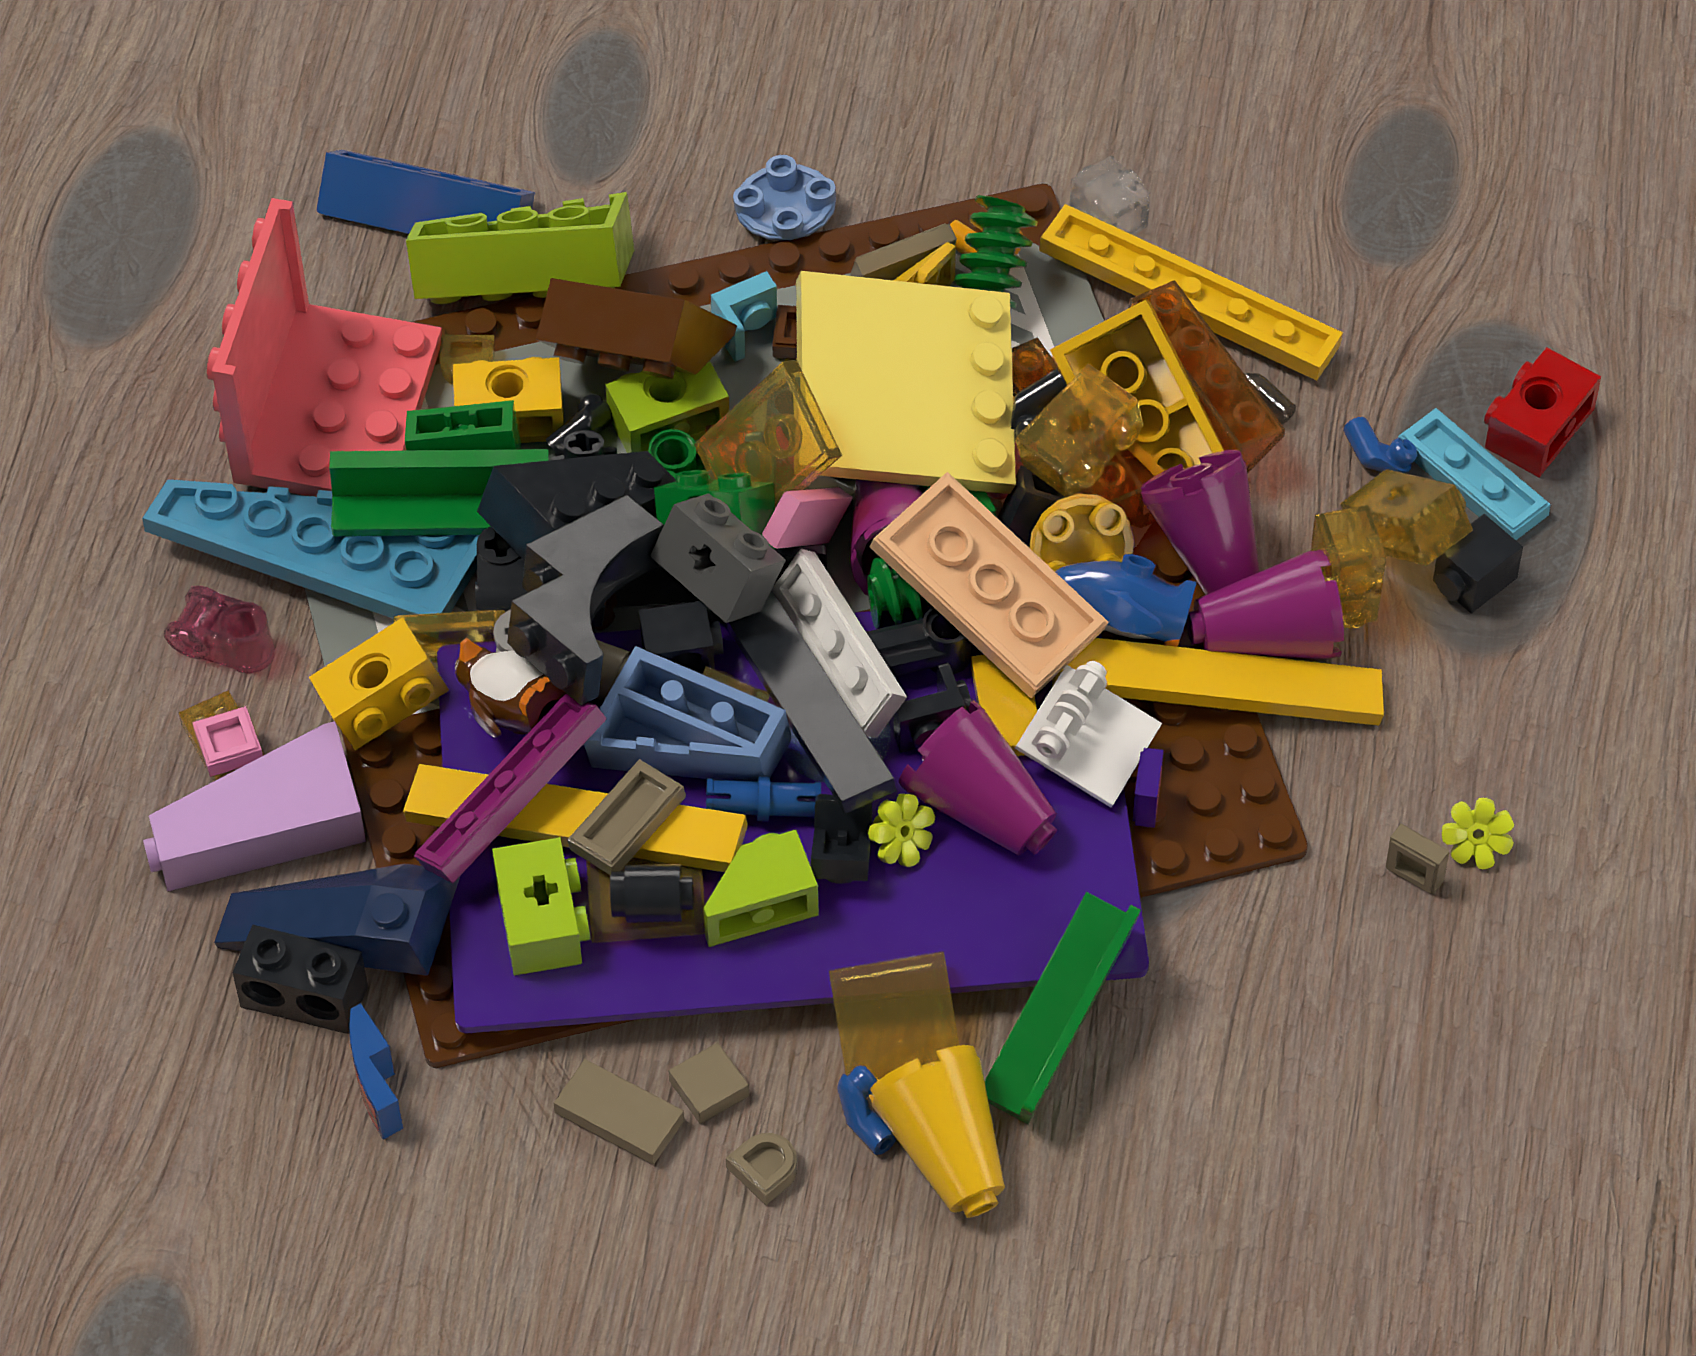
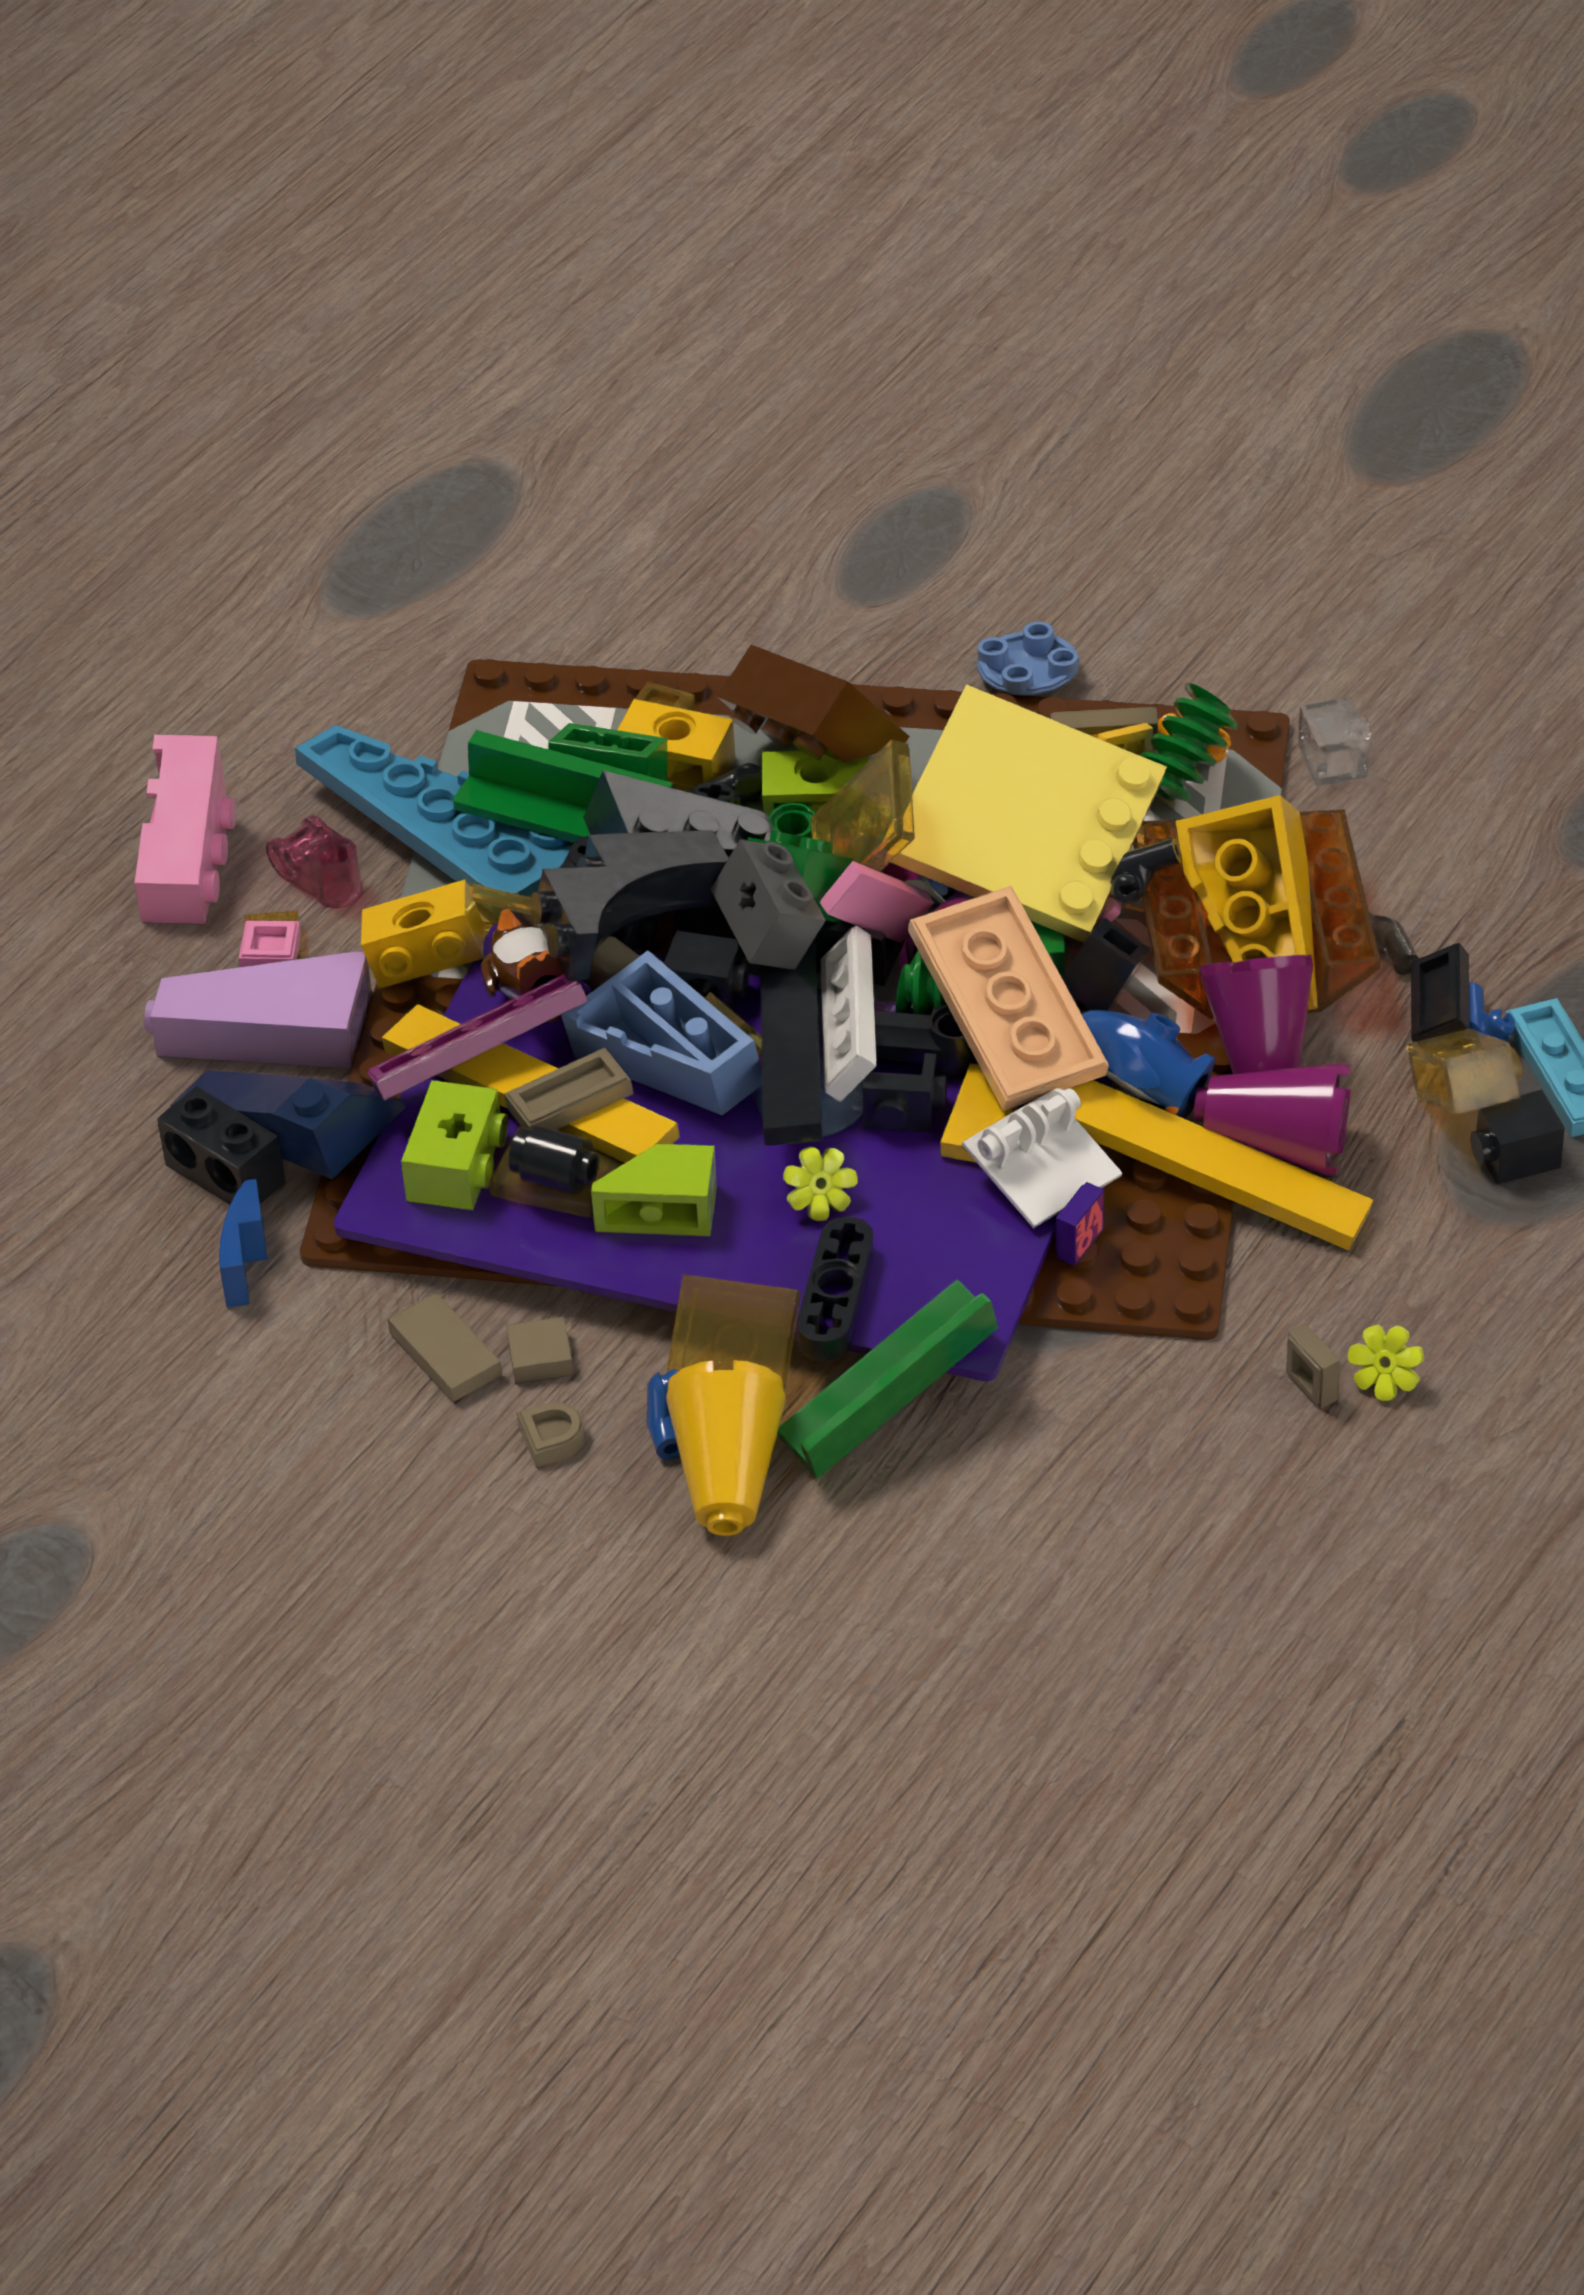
camera: 25 degrees right, 10 degrees down
(78, 646) = (185, 833): none -> bright pink wedge
(308, 375) = (474, 653): coral bracket -> none
(400, 194) = (696, 576): blue panel -> none
(520, 251) = (716, 628): lime wedge -> none
(748, 306) = (925, 728): medium azure bracket -> none
(763, 797) = (710, 1121): blue pin -> none
(840, 841) = (756, 1180): black bracket -> none
(960, 954) = (842, 1308): none -> black beam
(981, 783) = (909, 1157): magenta cone -> none
(1080, 432) = (1165, 895): clear yellow brick -> none
(1081, 531) = (1131, 985): yellow dish -> none
(1223, 304) = (1378, 840): yellow plate -> none
(1336, 440) = (1440, 993): none -> black tile
(1355, 559) = (1377, 1096): clear yellow brick -> none

